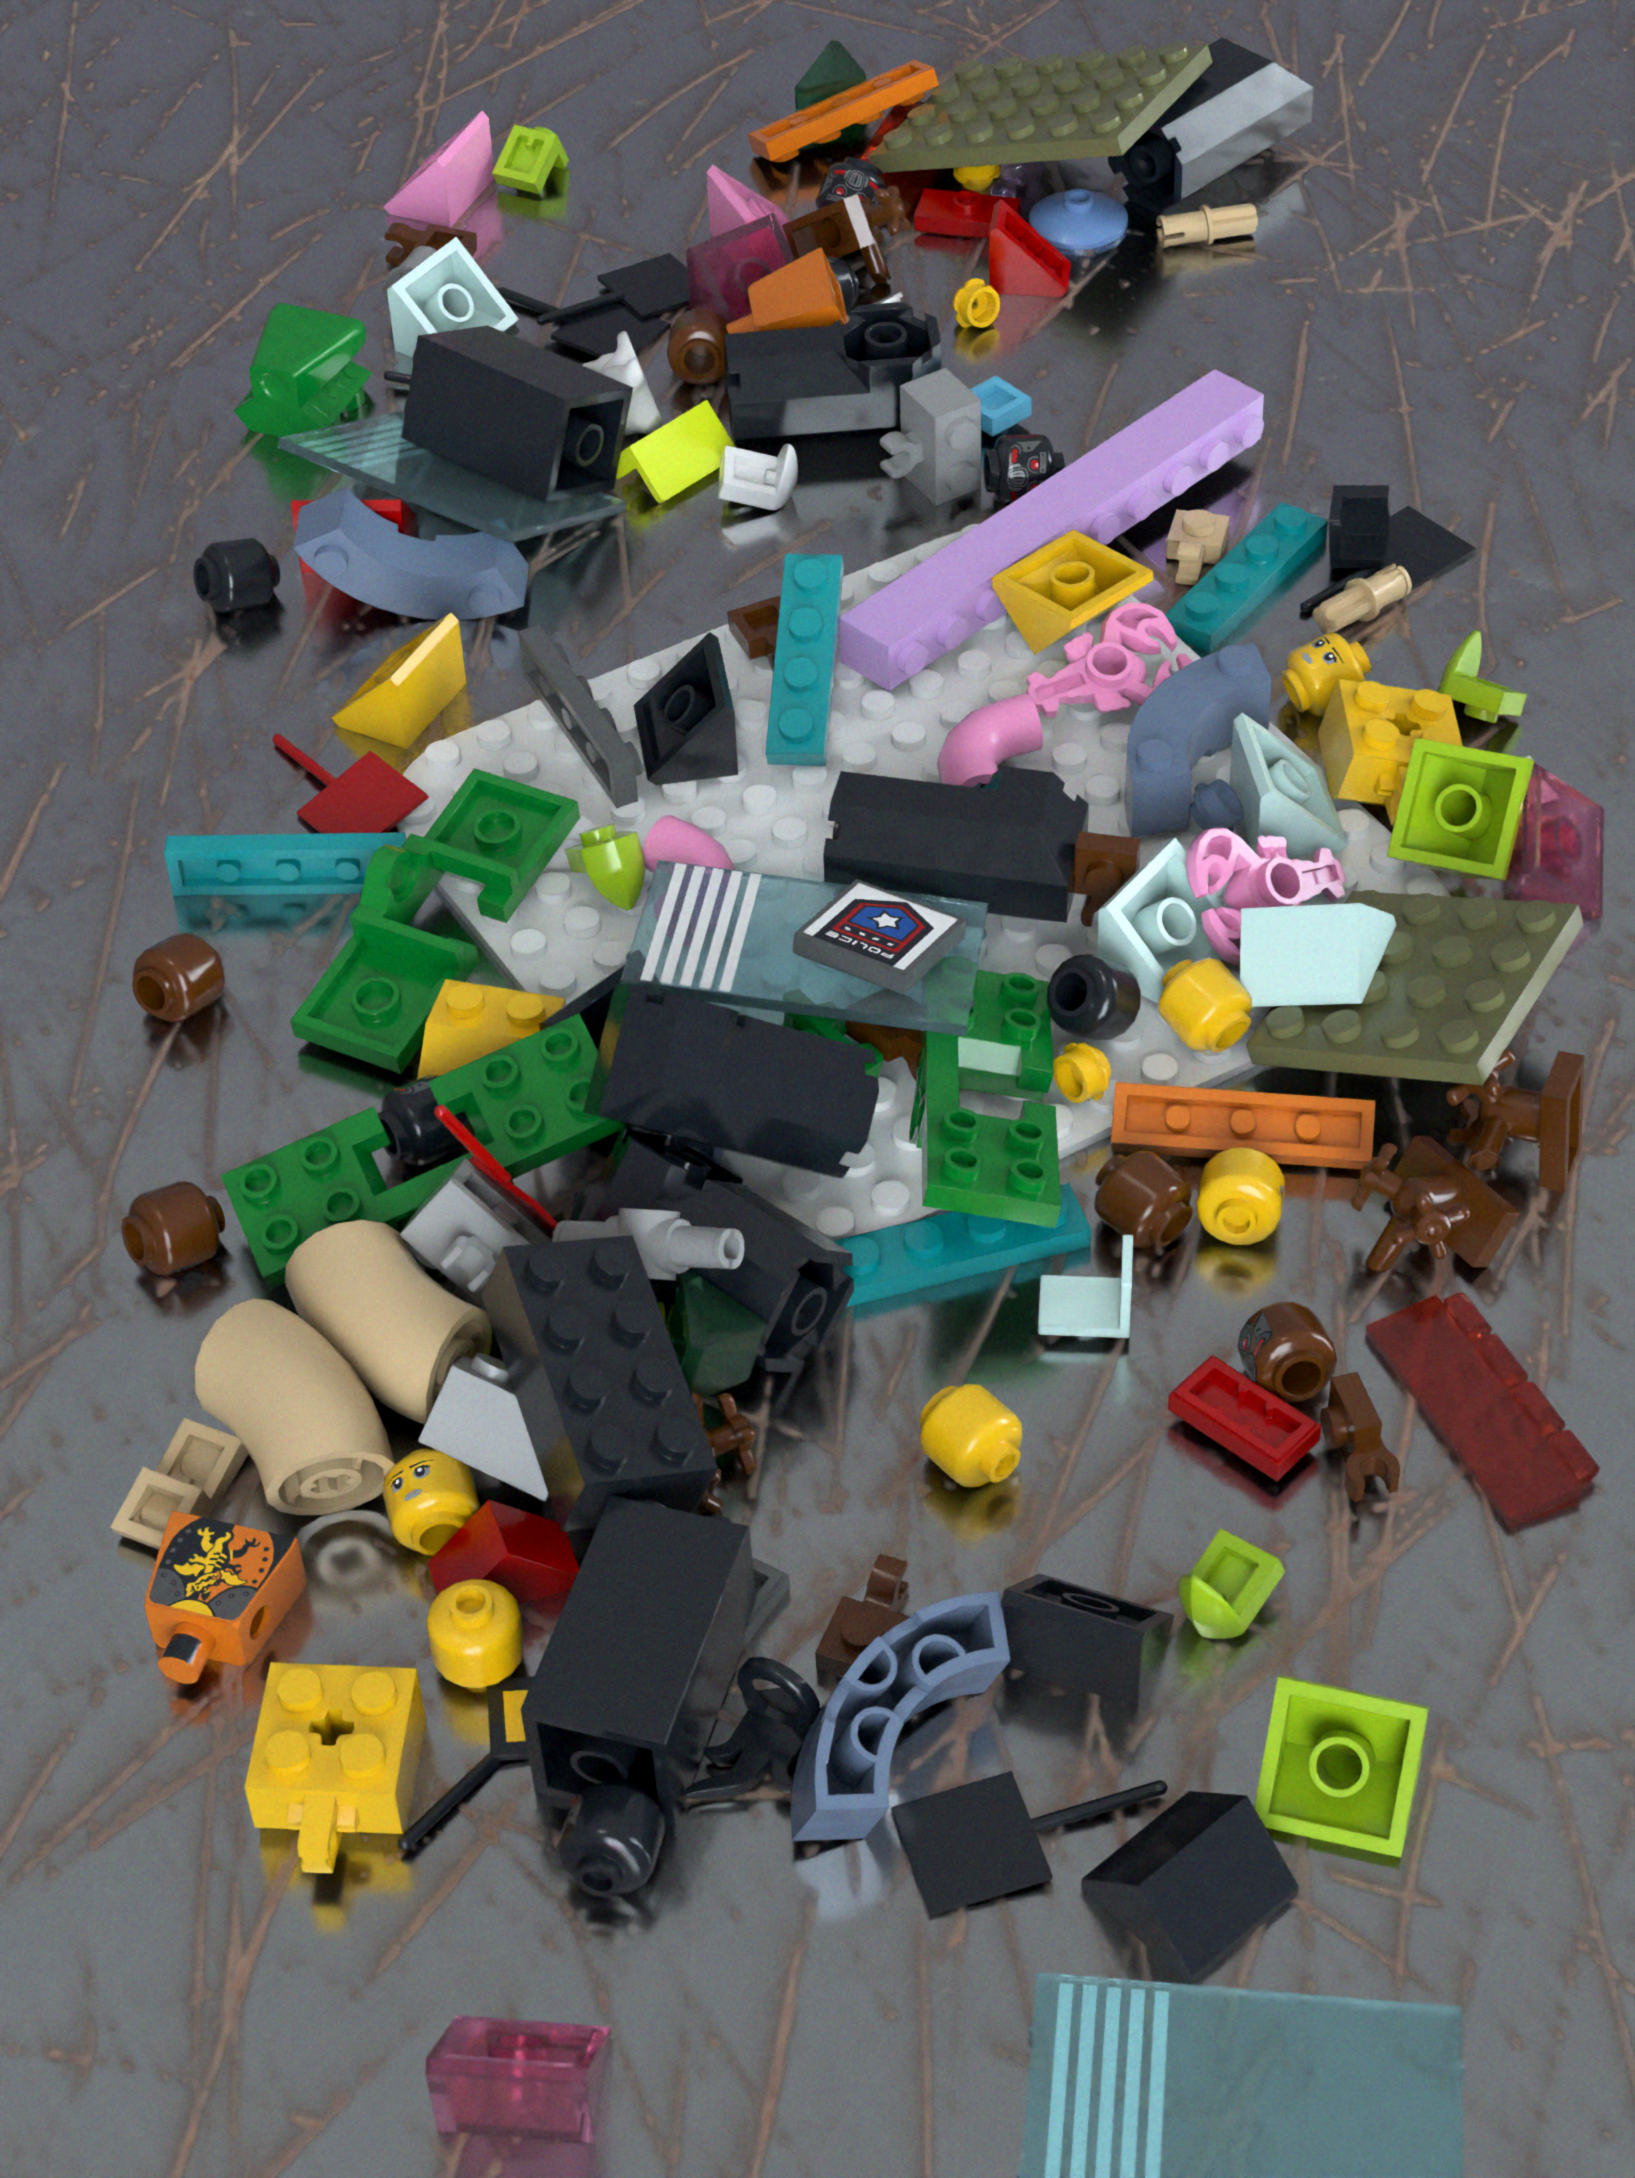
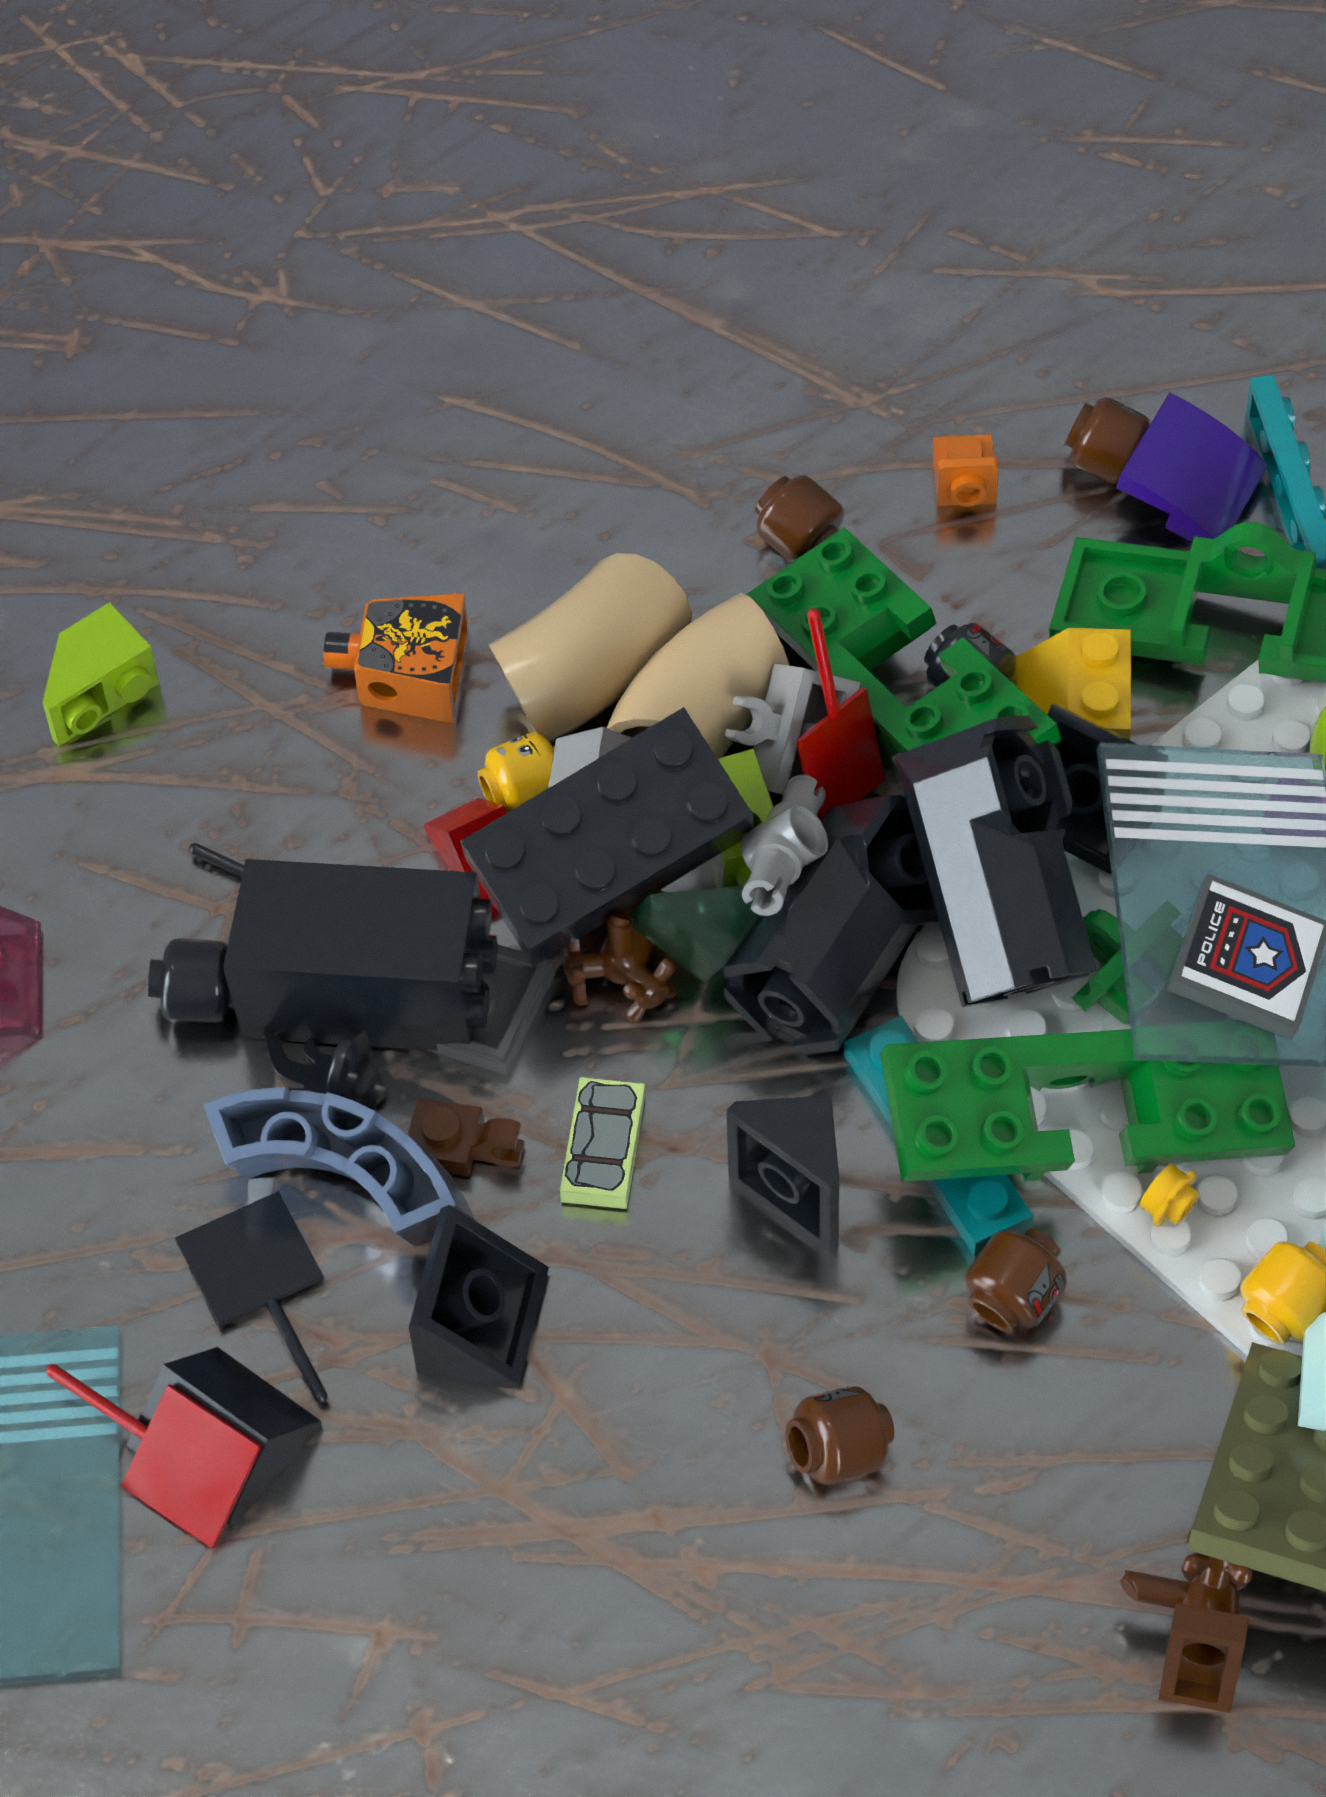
camera: 80 degrees right, 10 degrees up
(115, 1912) = (95, 672): none -> lime slope
(156, 1099) = (965, 470): none -> orange bracket
(187, 1480) = (506, 599): tan slope -> none
(249, 922) = (1193, 470): none -> dark purple slope
(335, 1754) = (246, 774): yellow hinge -> none
(475, 1633) = (386, 832): yellow head -> none
(903, 1506) = (602, 1143): none -> tile
(970, 1435) = (675, 1174): yellow head -> none
(1007, 1317) = (789, 1161): none -> black slope
(1088, 1303) = (877, 1255): light aqua bracket -> none
(1093, 997) = (1263, 1181): black head -> none
(1213, 1120) = (1149, 1364): orange plate -> none
(1228, 1586) = (541, 1414): lime plate -> none
(1238, 1903) = (187, 1458): none -> piece
(1243, 1190) = (1044, 1369): yellow head -> none
(1244, 1417) = (756, 1410): red plate -> none
(1341, 1765) = (342, 1535): lime slope -> none
(1356, 1430) = (751, 1510): reddish brown plate -> none
(1435, 1203) = (1077, 1557): reddish brown piece -> none
(1484, 1406) = (812, 1635): clear red windscreen -> none

